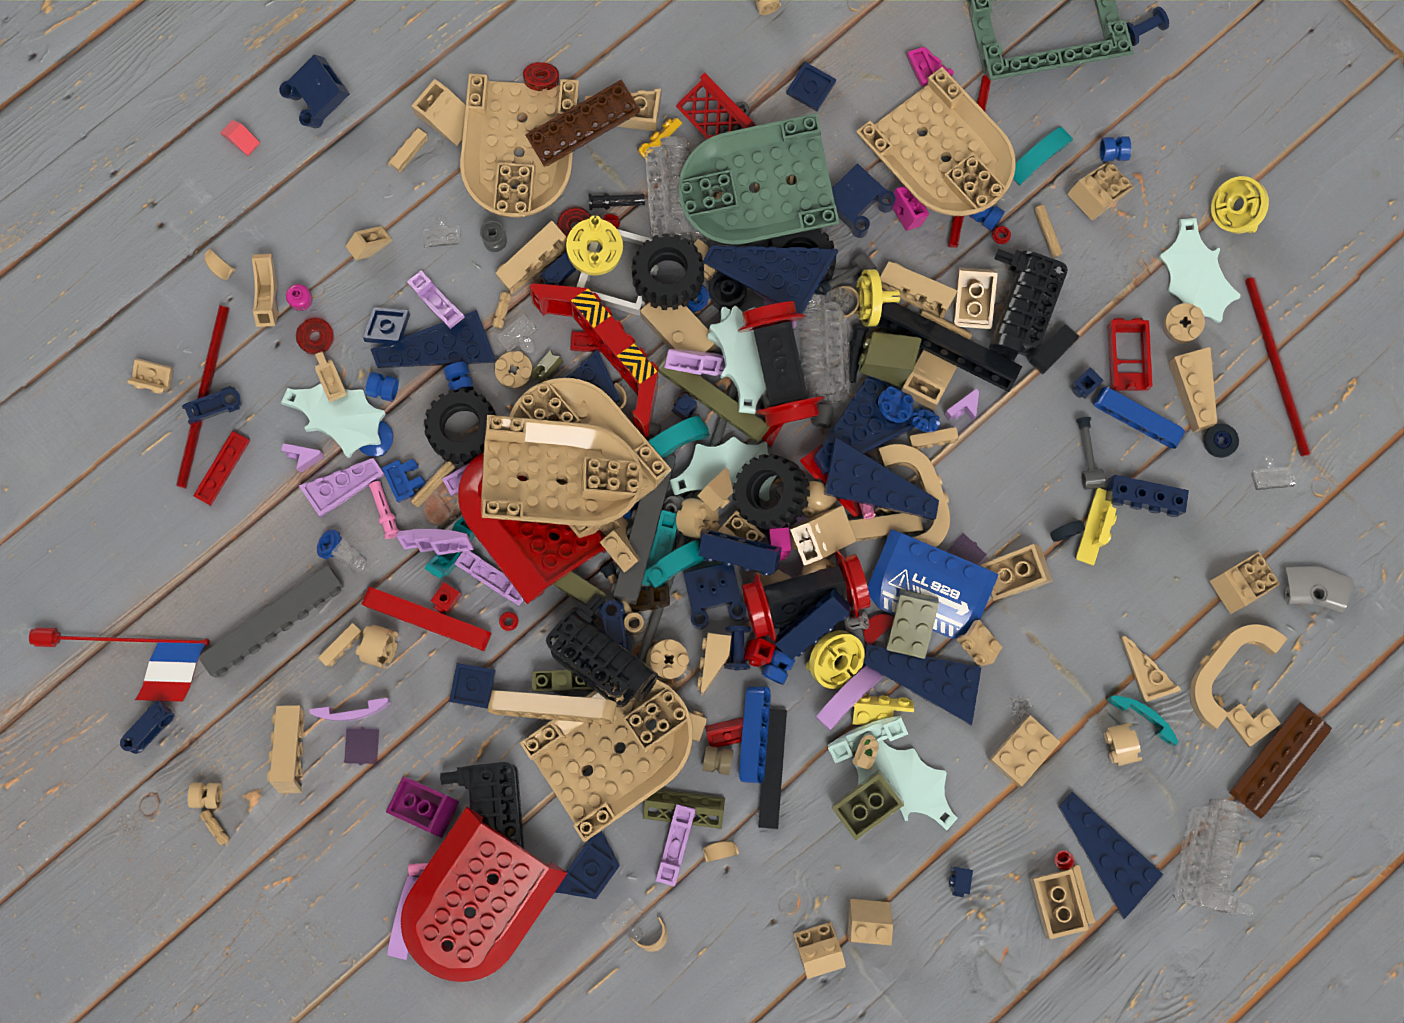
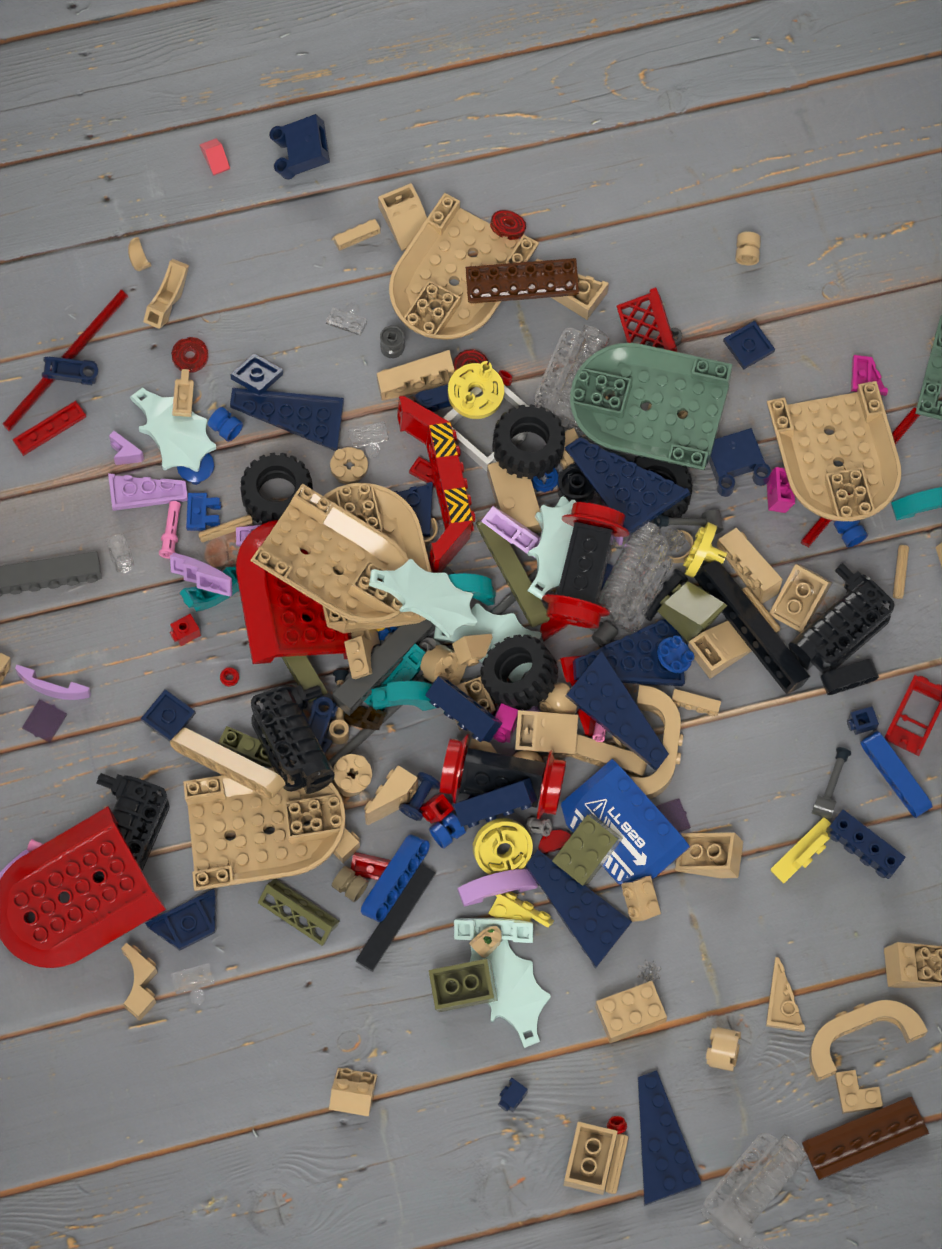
camera: 25 degrees right, 10 degrees down
(151, 376) = (30, 321): tan bracket -> none
(299, 297) = (193, 314): dark pink head -> none
(330, 538) = (105, 533): blue gear -> none
(340, 645) = (72, 626): tan piece -> none
(368, 242) = (278, 296): tan slope -> none
(377, 646) = (104, 640): tan brick -> none
(422, 807) = (70, 796): magenta slope -> none
(426, 618) = (158, 639): red beam -> none
(435, 300) = (311, 372): lavender slope -> none
(458, 376) = (297, 446): blue wheel -> none
(488, 576) = (231, 628): lavender slope -> none
(501, 310) = (365, 409): tan axle -> none
(546, 367) = (380, 475): olive piece -> none
(574, 934) = (140, 1000): none -> tan arch
(638, 200) = (510, 356): black pin -> none
(655, 463) = (427, 595): none -> light aqua animal
(660, 943) = (212, 1016): tan helmet -> none
(669, 127) = (600, 320): yellow hinge -> none
(675, 845) = (274, 938): lavender slope -> none
(684, 407) = (483, 565): dark blue brick -> none
(712, 589) = (425, 736): dark blue piece -> none
(720, 850) = (309, 963): tan helmet -> none
(870, 922) = (409, 1089): tan slope -> none
(922, 423) = (690, 682): blue gear -> none
(968, 404) = (743, 686): lavender slope -> none
(1003, 230) = (855, 550): red plate -> none
(1067, 531) = (774, 839): black bush -> none
(1165, 731) = (746, 1015): teal slope -> none

